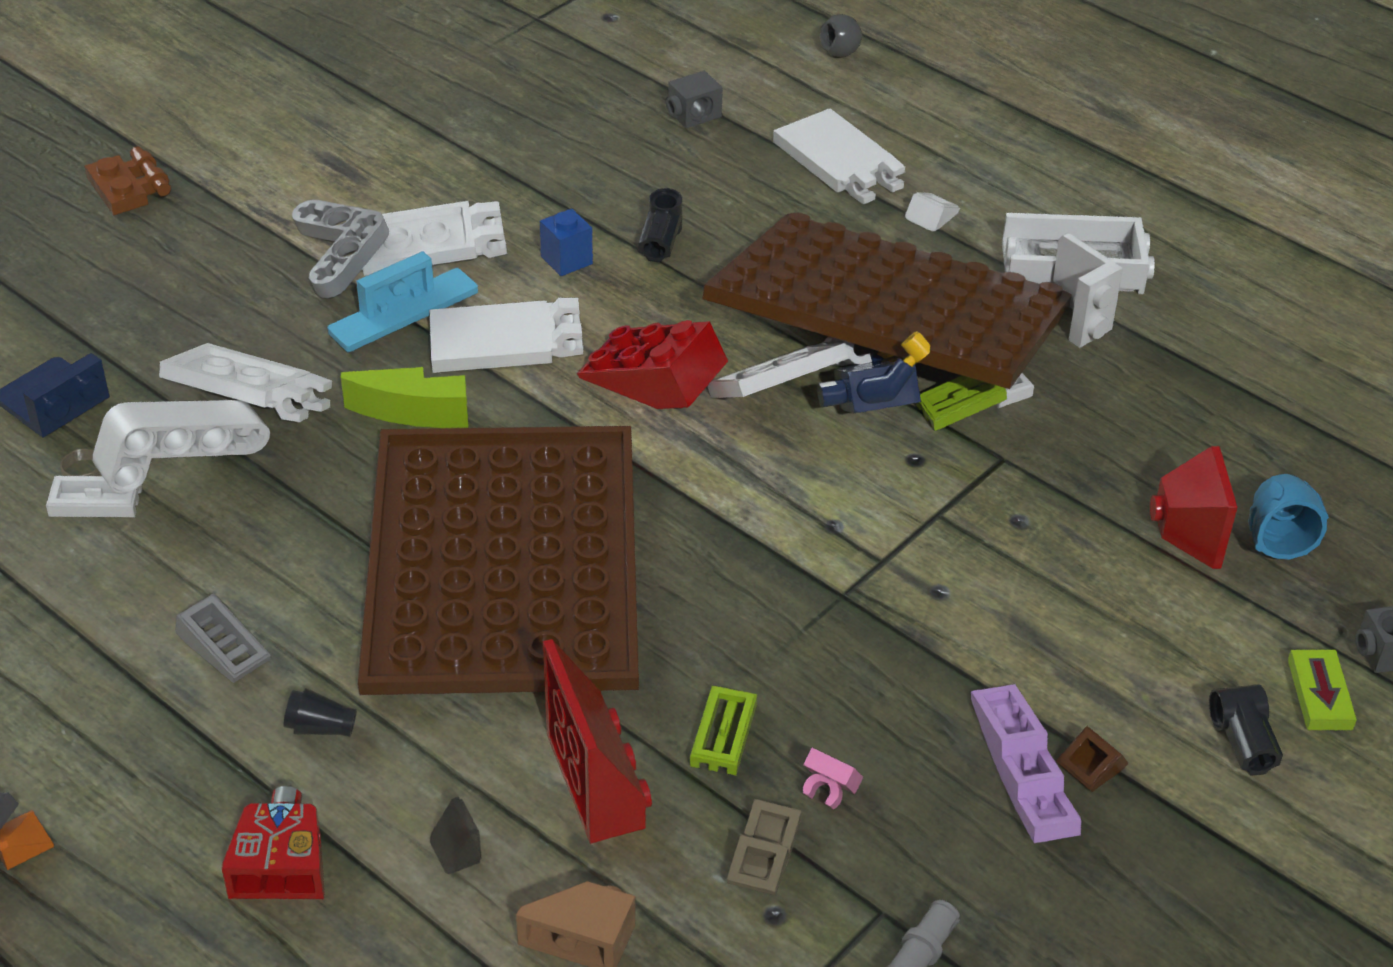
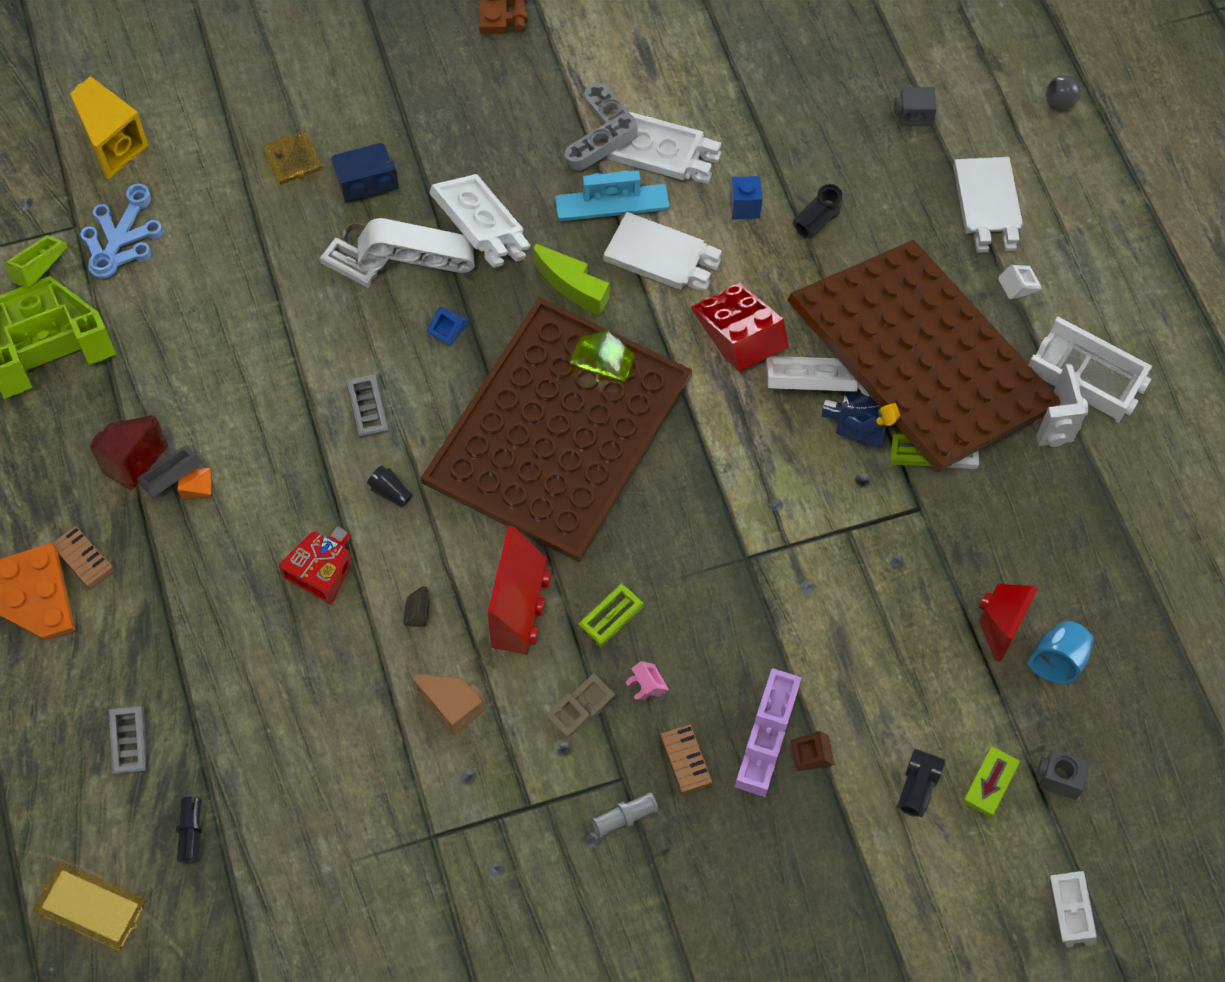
camera: 30 degrees right, 20 degrees up
(274, 510) = (447, 325): none -> blue slope
(509, 448) = (603, 355): none -> clear neon green slope
(947, 845) = (685, 759): none -> medium nougat tile

